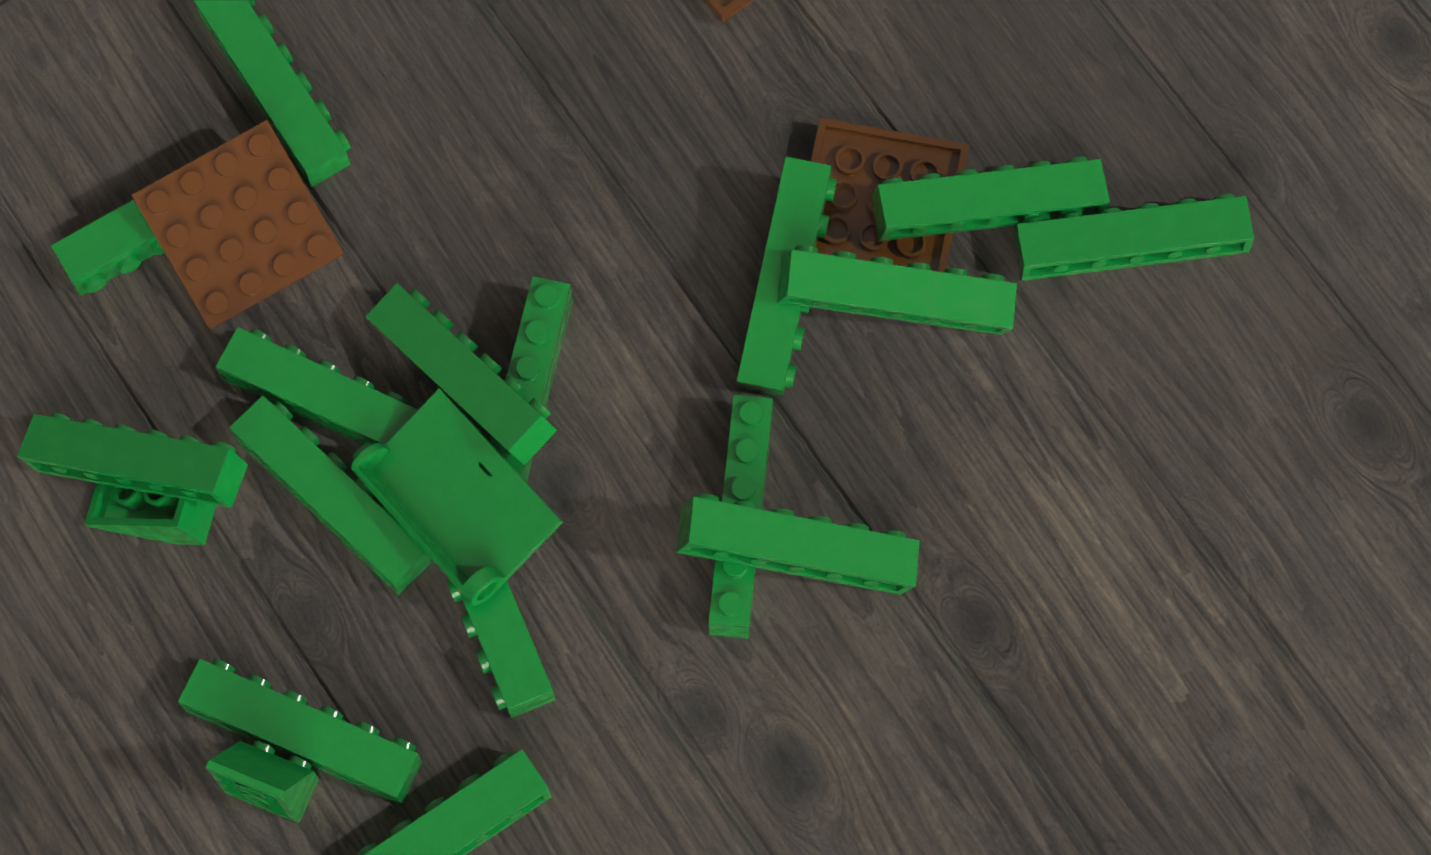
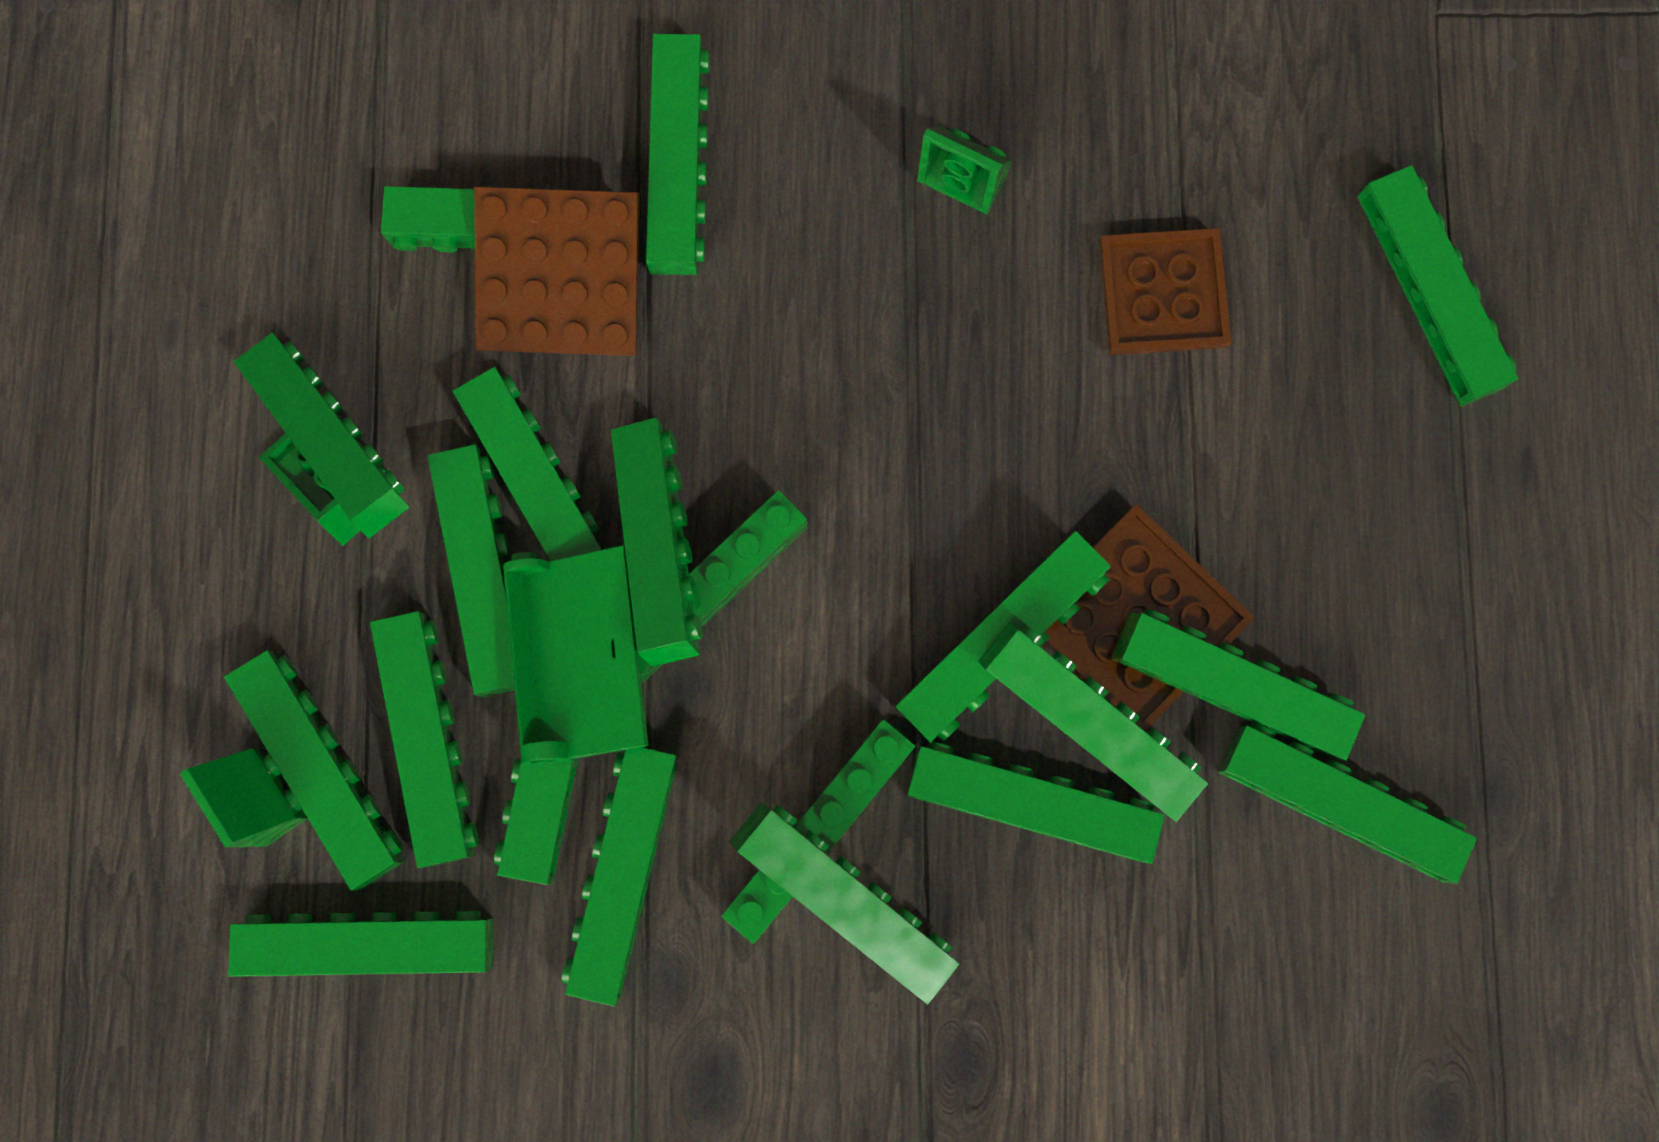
camera: 30 degrees right, 10 degrees up
(374, 651) = (423, 739): none -> green brick
(607, 650) = (621, 875): none -> green brick
(895, 389) = (1035, 804): none -> green brick

